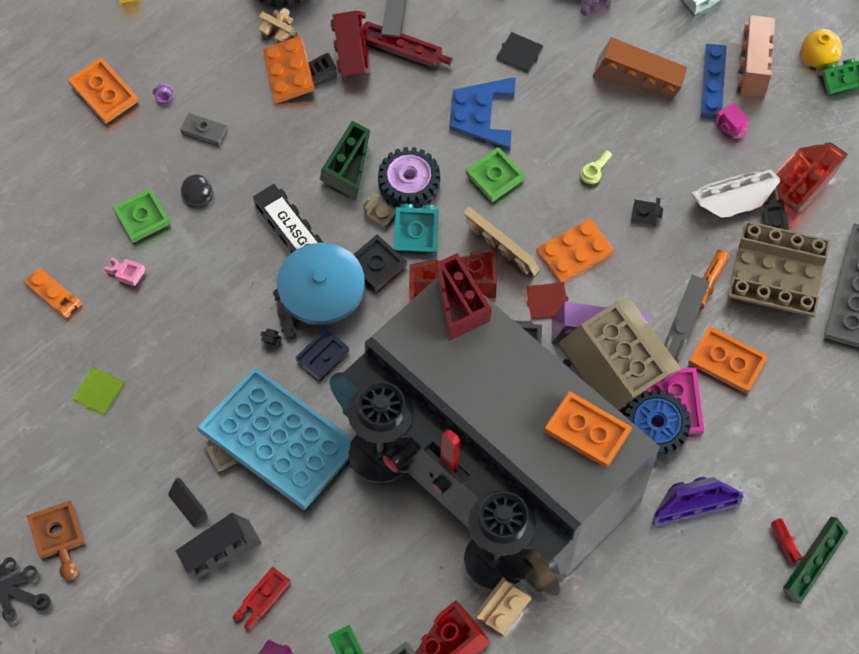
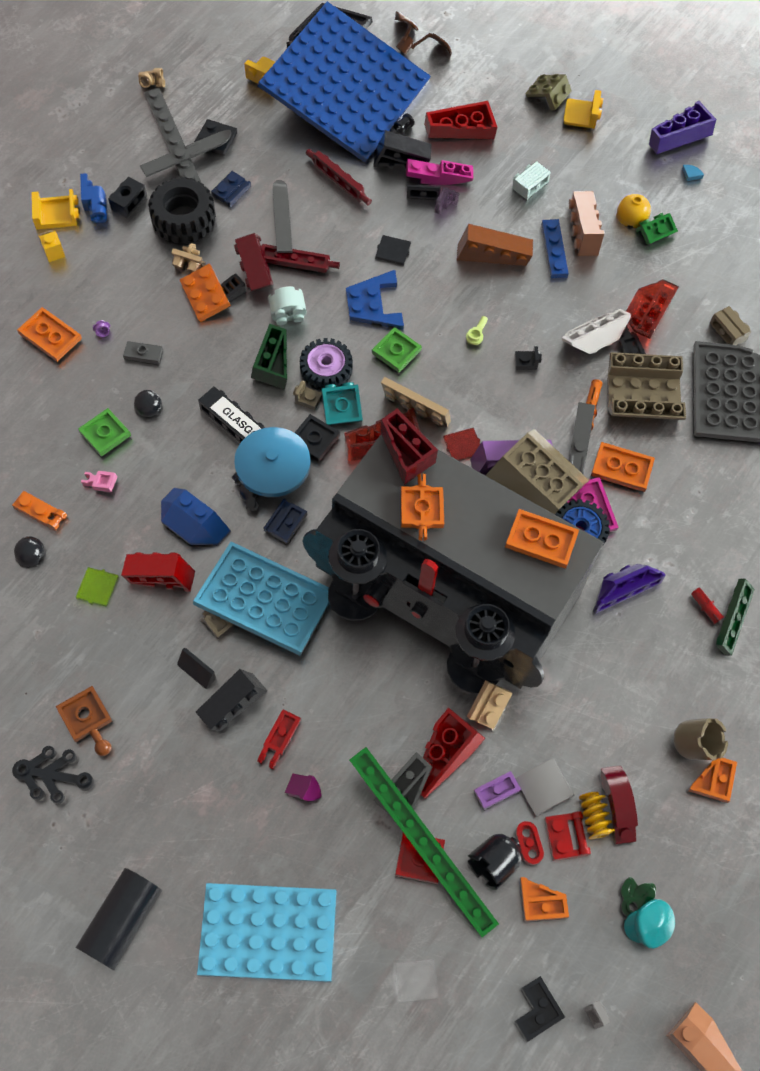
camera: 15 degrees left, 0 degrees up
(32, 337) = (28, 551): none -> black hair
(168, 383) = (159, 569): none -> red wedge
(218, 333) = (192, 519): none -> blue wedge
(270, 337) = (238, 514): black plate -> none
(378, 101) = (287, 305): none -> light aqua brick
(461, 369) = (422, 507): none -> orange plate
(575, 250) = (476, 400): orange plate -> none
(732, 121) = (579, 276): dark pink brick -> none

